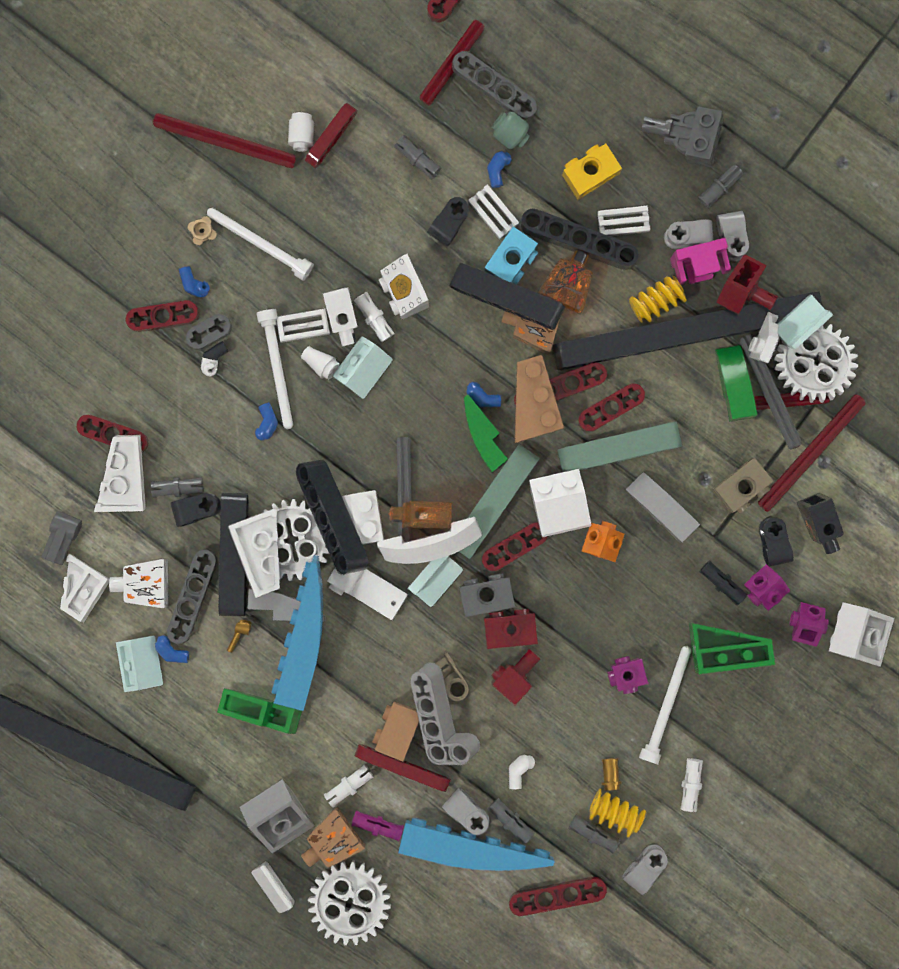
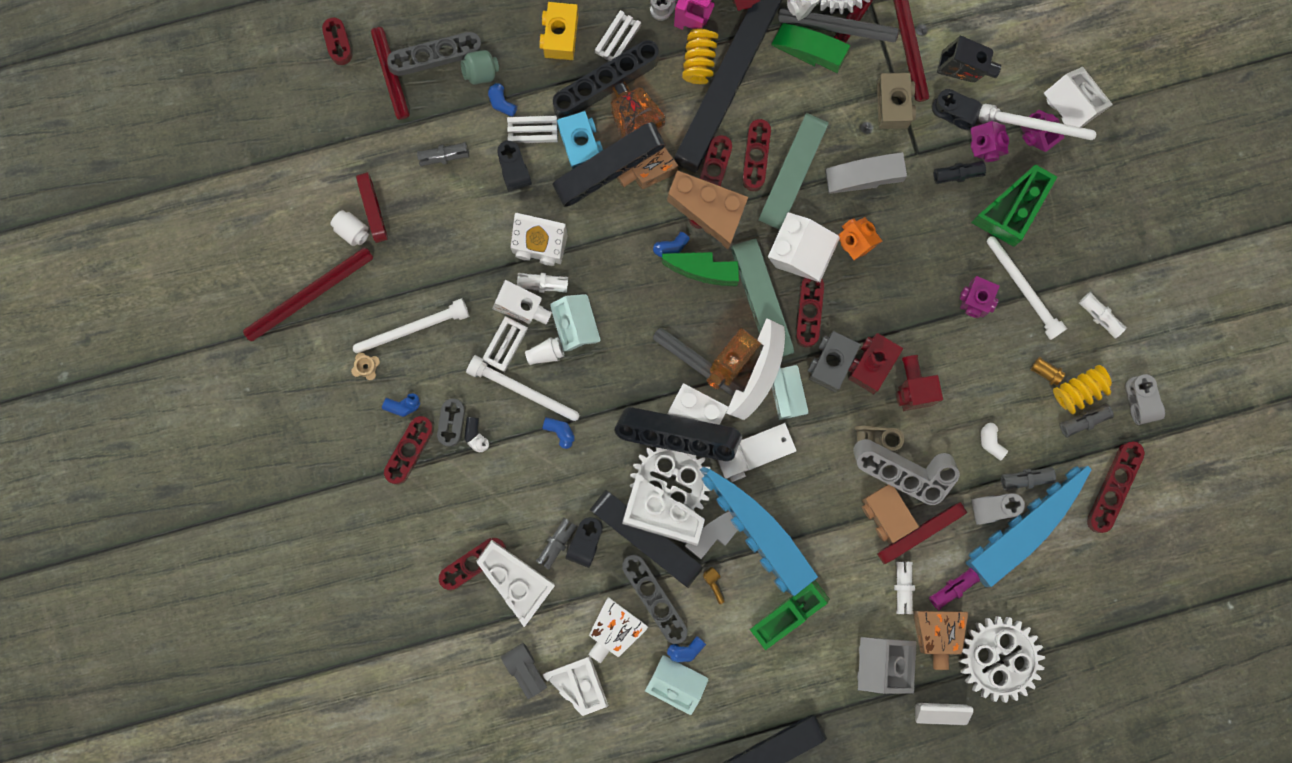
camera: 60 degrees left, 5 degrees down
(792, 573) = (992, 113): none -> white piece

